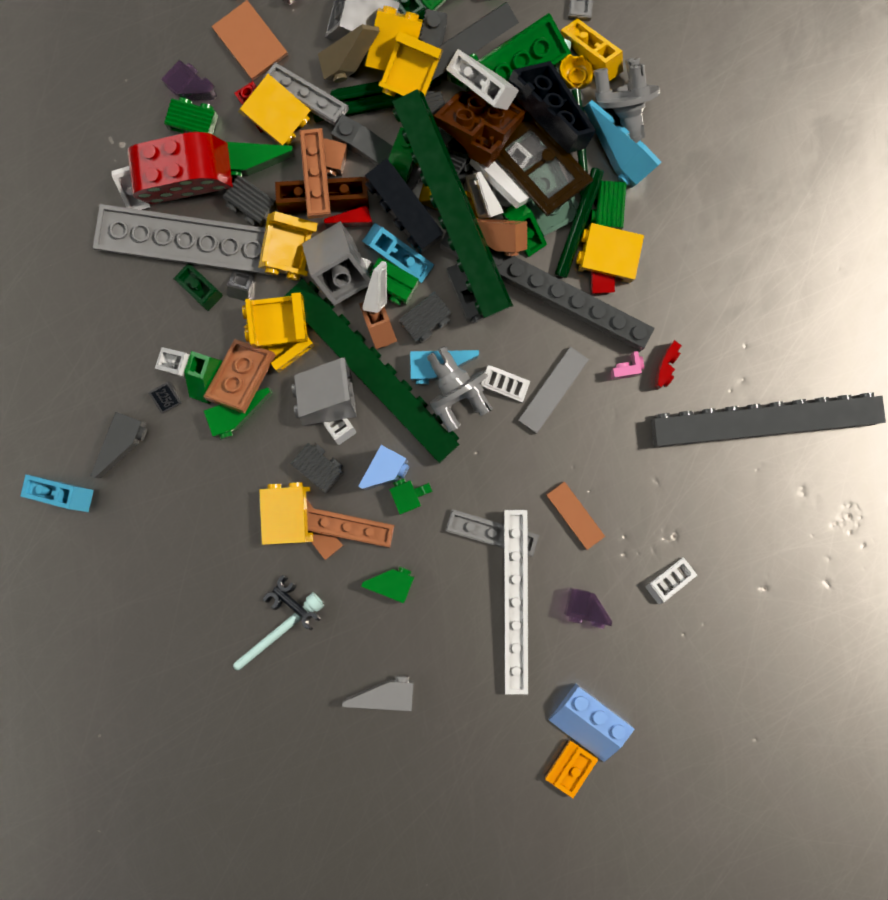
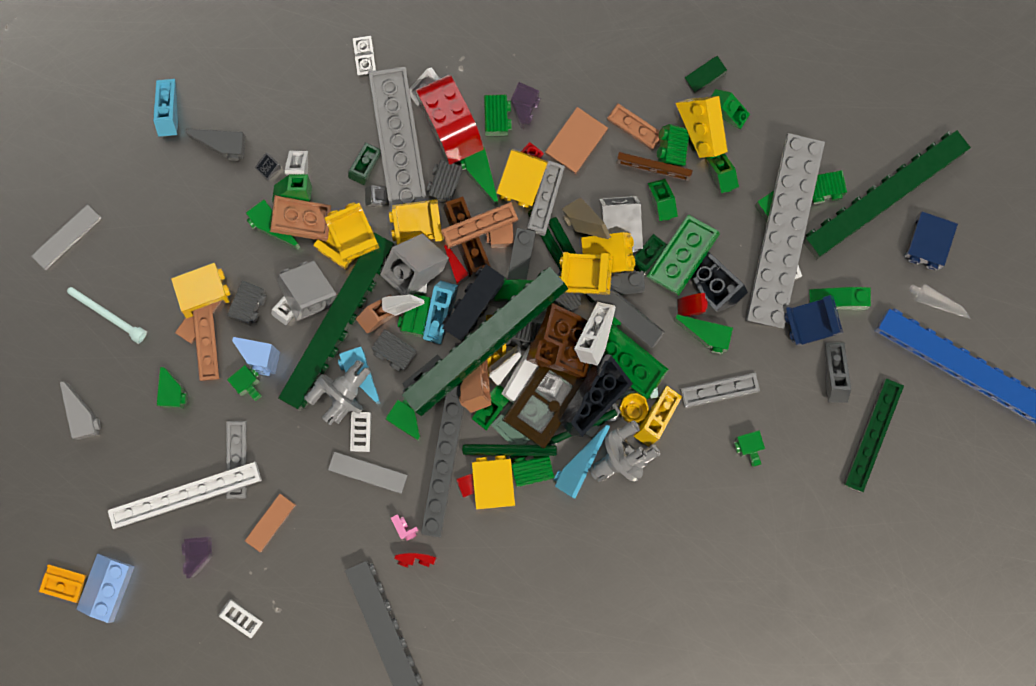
camera: 70 degrees right, 5 degrees down
(70, 248) = (364, 55): none -> white slope
(172, 652) = (66, 237): none -> light grey tile
(280, 594) = (135, 307): black bar -> none
(506, 329) = (404, 418): none -> green slope

